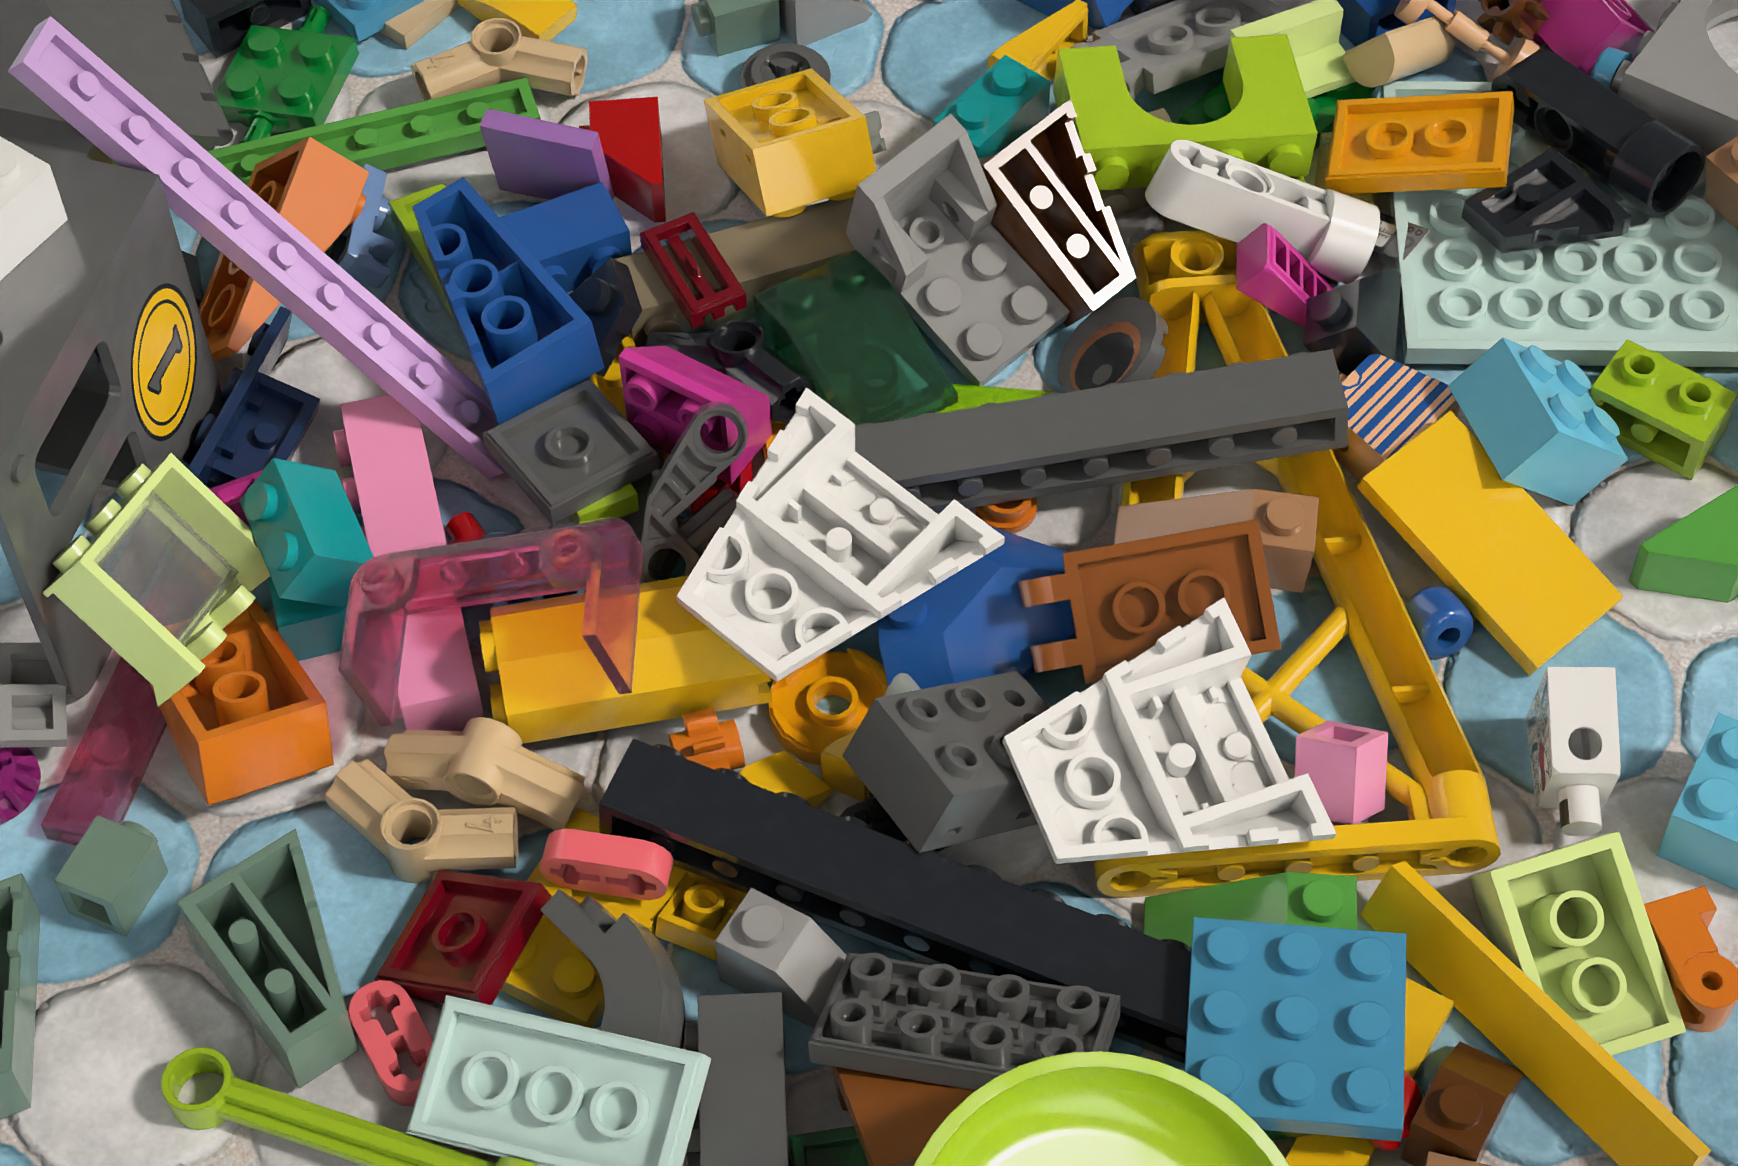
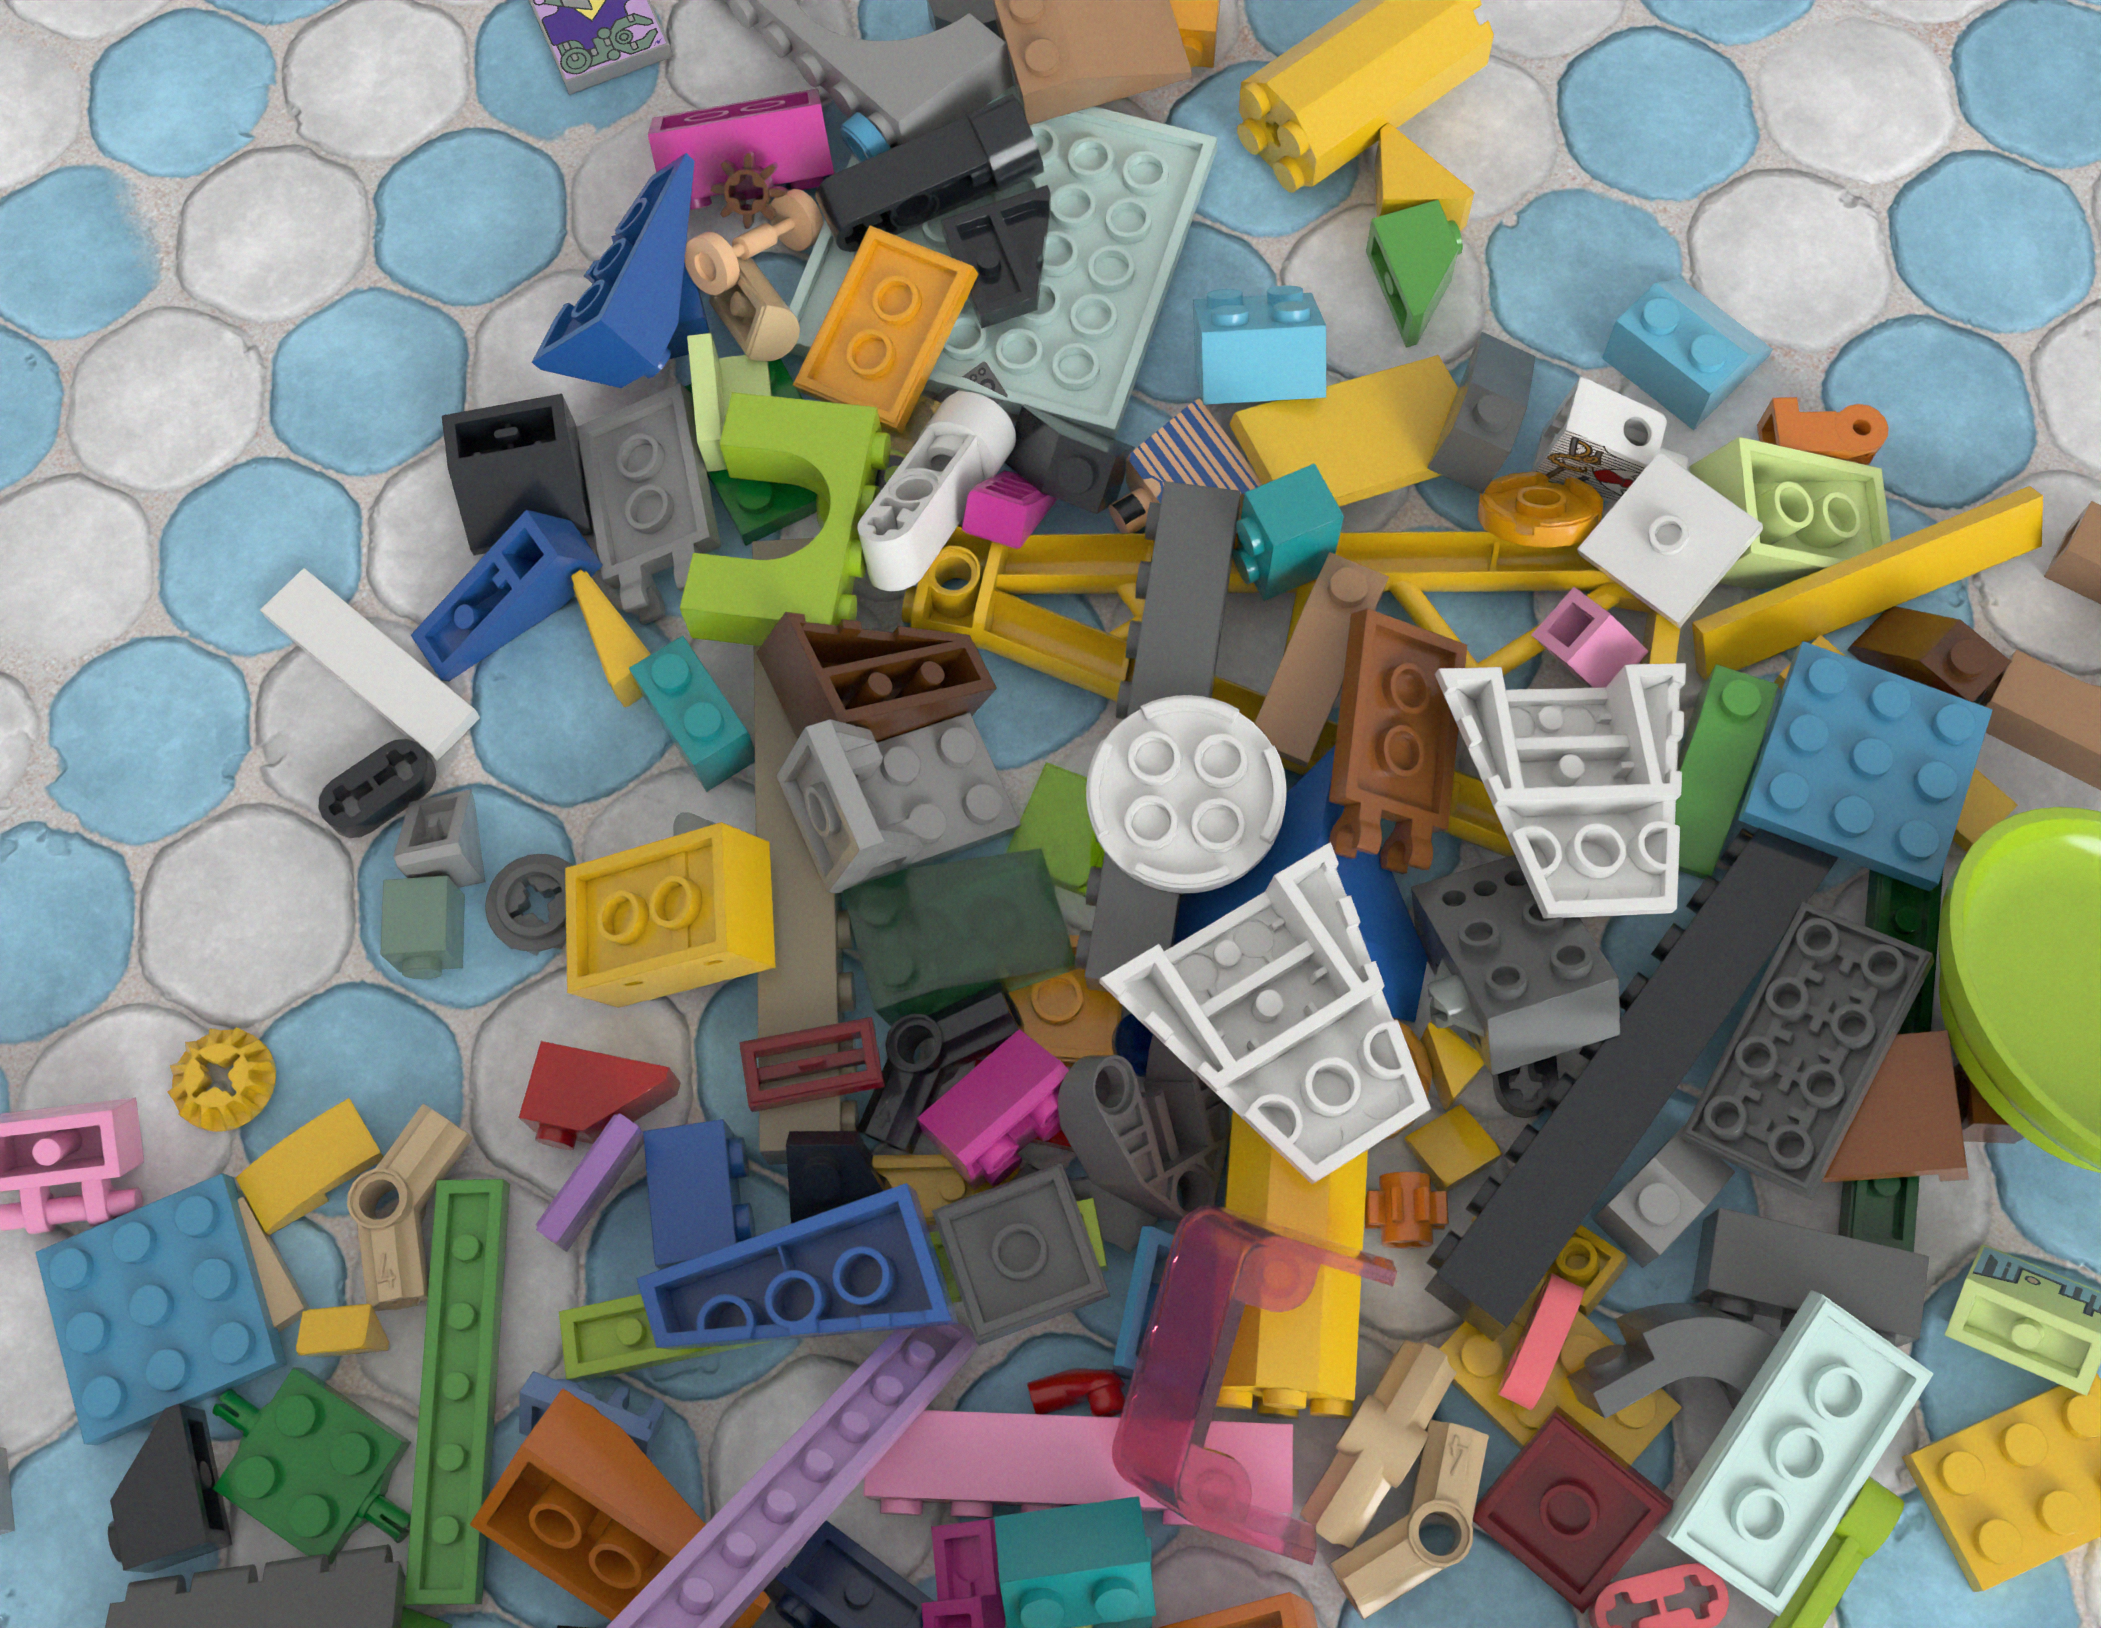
camera: 70 degrees left, 15 degrees up
(387, 55) = (340, 1332): none -> yellow slope
(1028, 448) = (1186, 794): none -> white tile
(1114, 346) = (1044, 688): tile -> none
(1329, 455) = (1287, 532): none -> teal brick
(1440, 621) = (1419, 508): blue piece -> none
(1474, 799) = (1670, 539): none -> white plate
(1476, 707) = (1537, 512): none -> light orange tile
(1557, 624) = (1484, 414): none -> dark grey slope
(1663, 408) = (1249, 245): lime brick -> none

